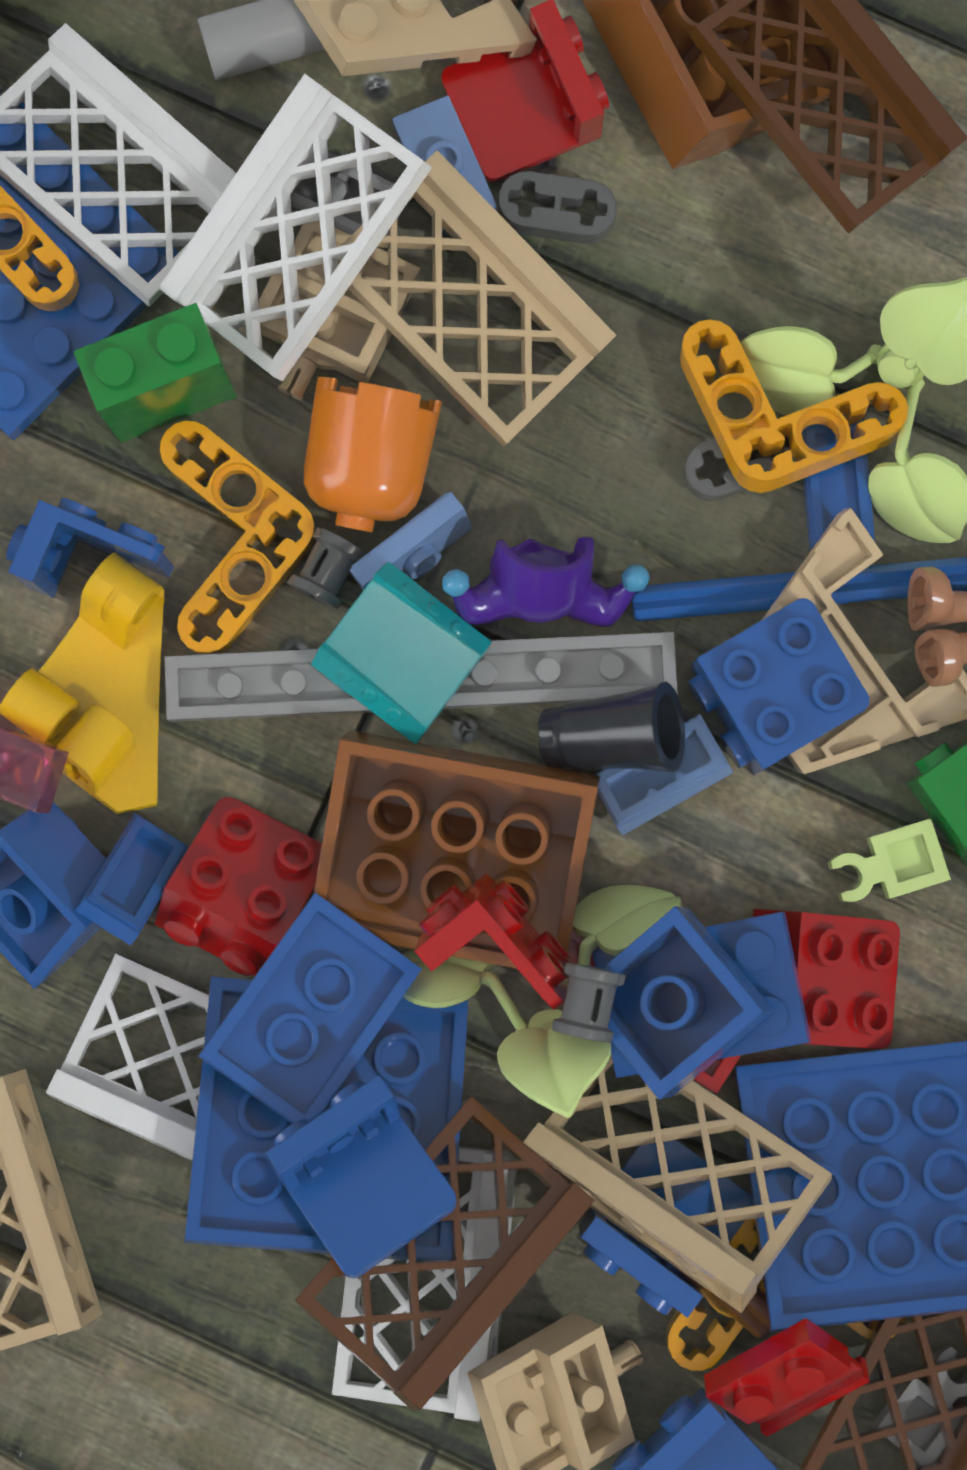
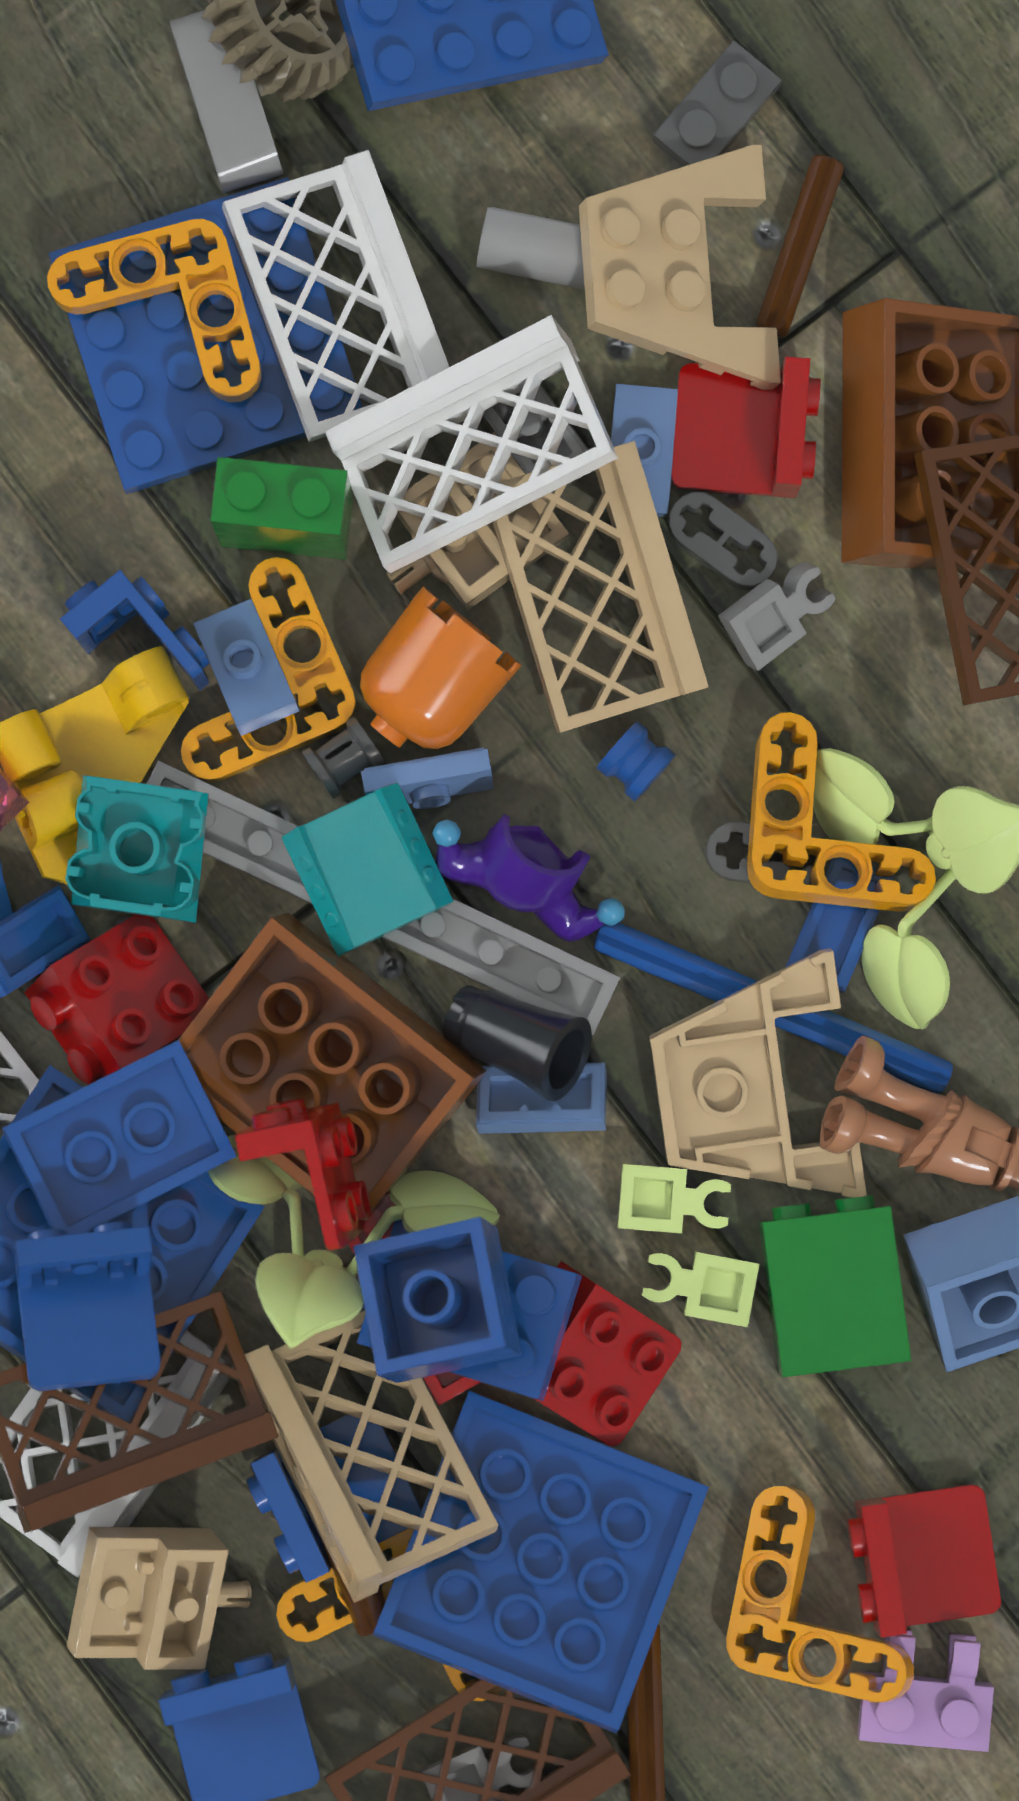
camera: 25 degrees right, 0 degrees up
(188, 742) = (138, 848): none -> teal slope
(199, 534) = (246, 667): none -> medium blue plate
(585, 436) = (636, 761): none -> blue wheel
(588, 1002) = (360, 1259): dark grey bush -> none
(633, 248) = (768, 616): none -> light grey plate
(777, 686) = (685, 1074): blue bracket -> none
(786, 1377) = (365, 1683): red plate -> none
(813, 808) = (659, 1198): none -> yellowish green plate

